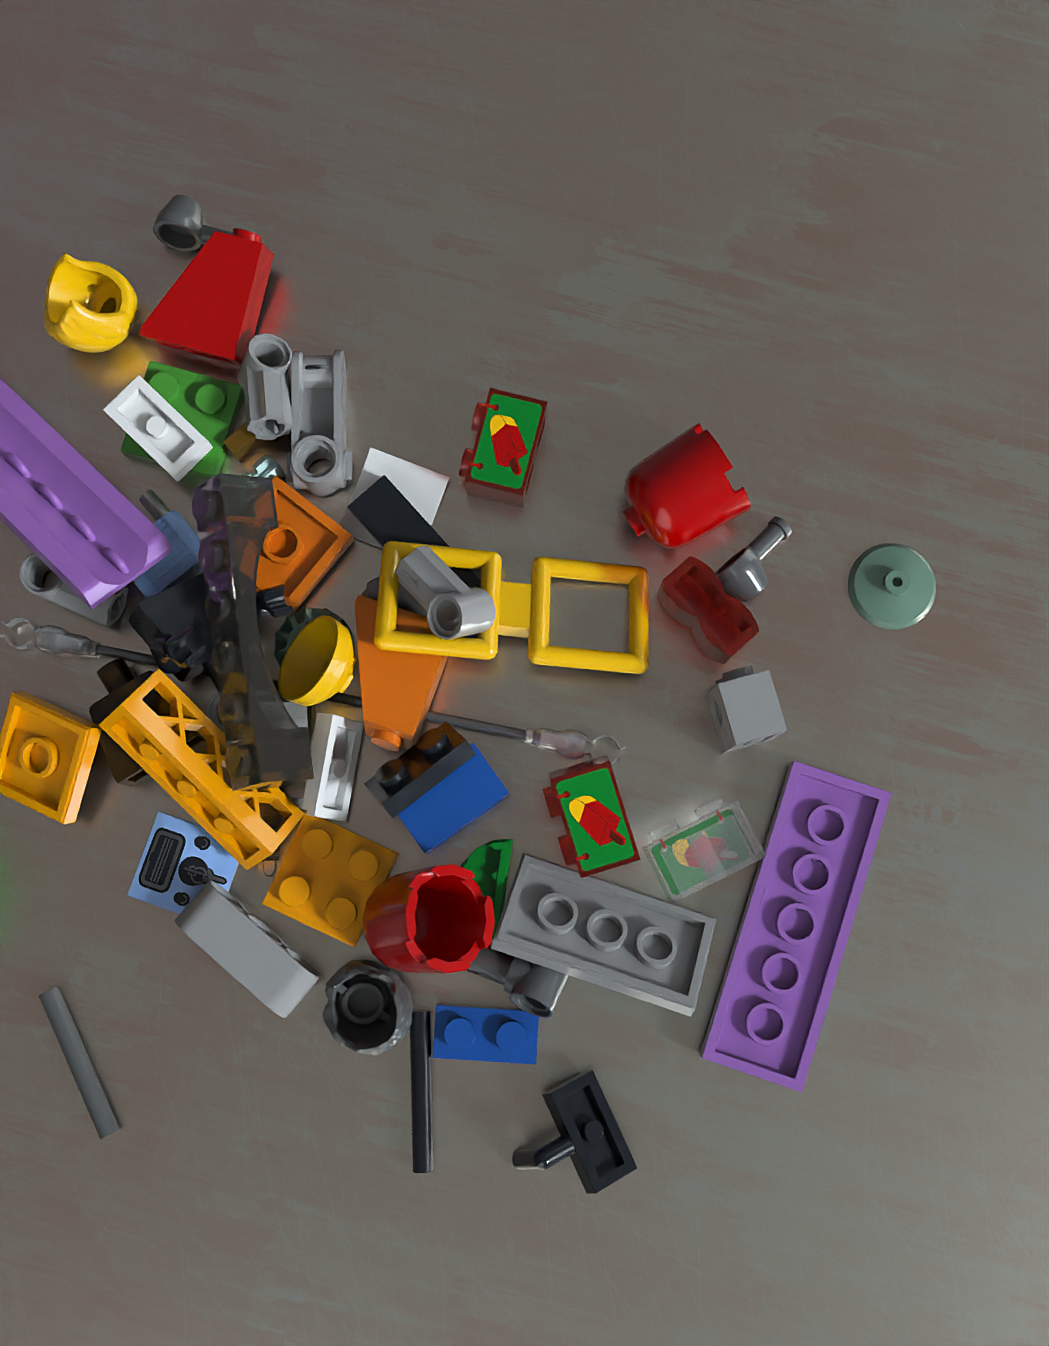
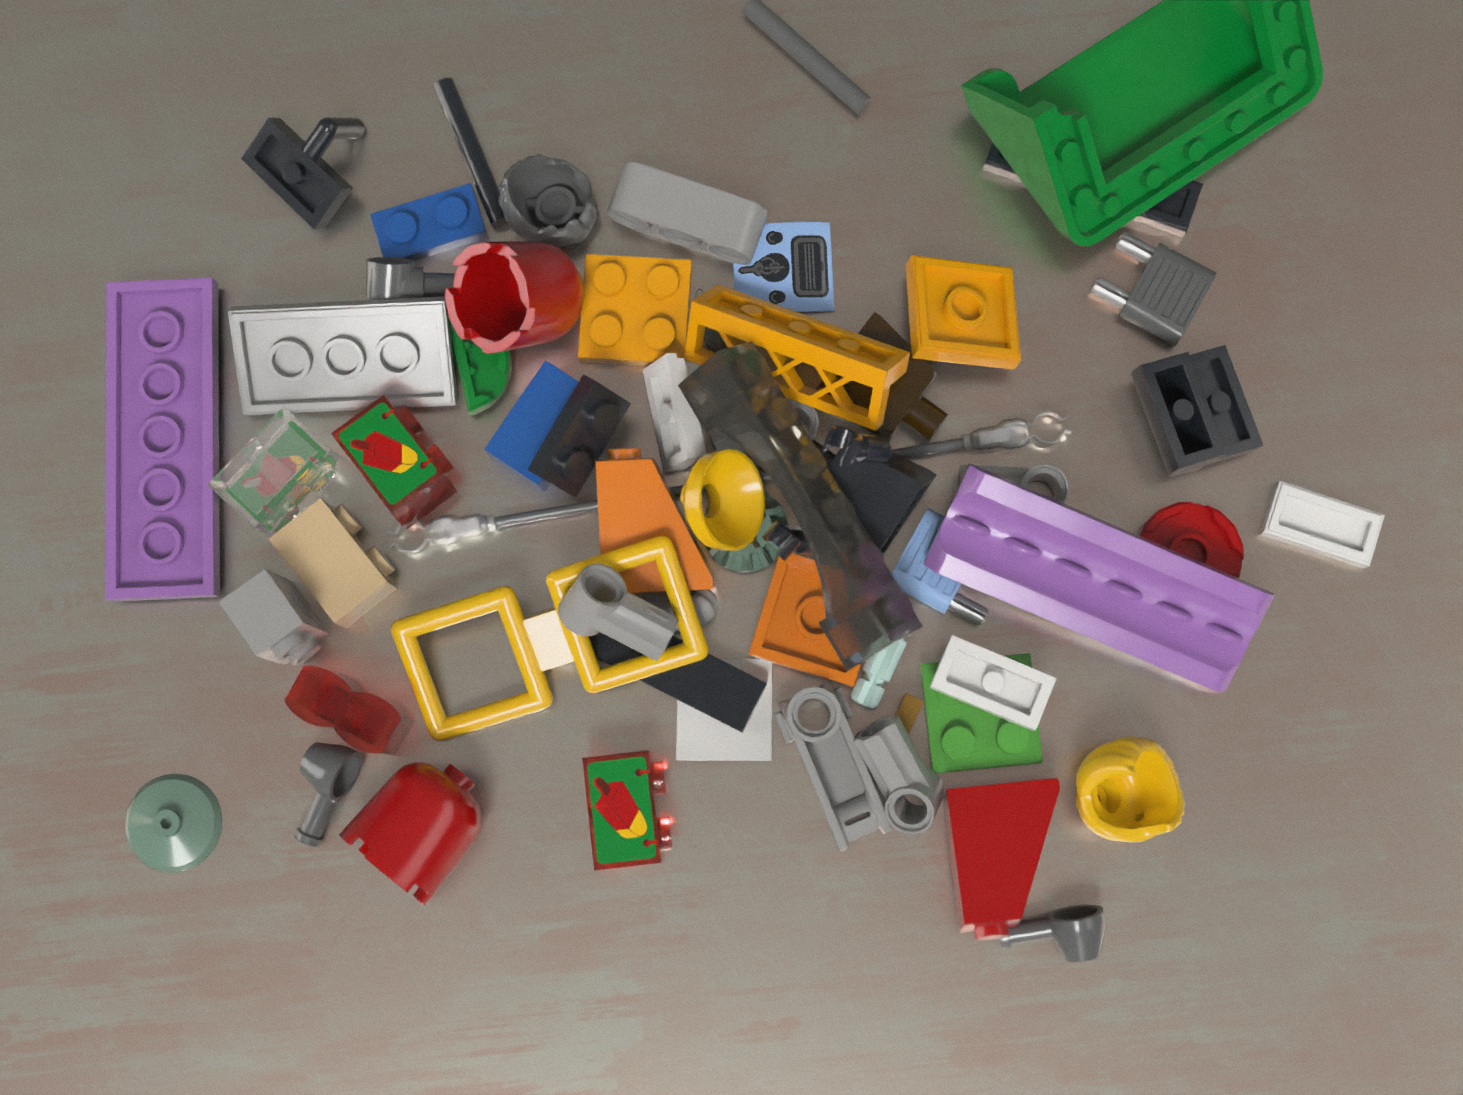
camera: 165 degrees right, 0 degrees up
(677, 748) = (334, 562): none -> tan brick

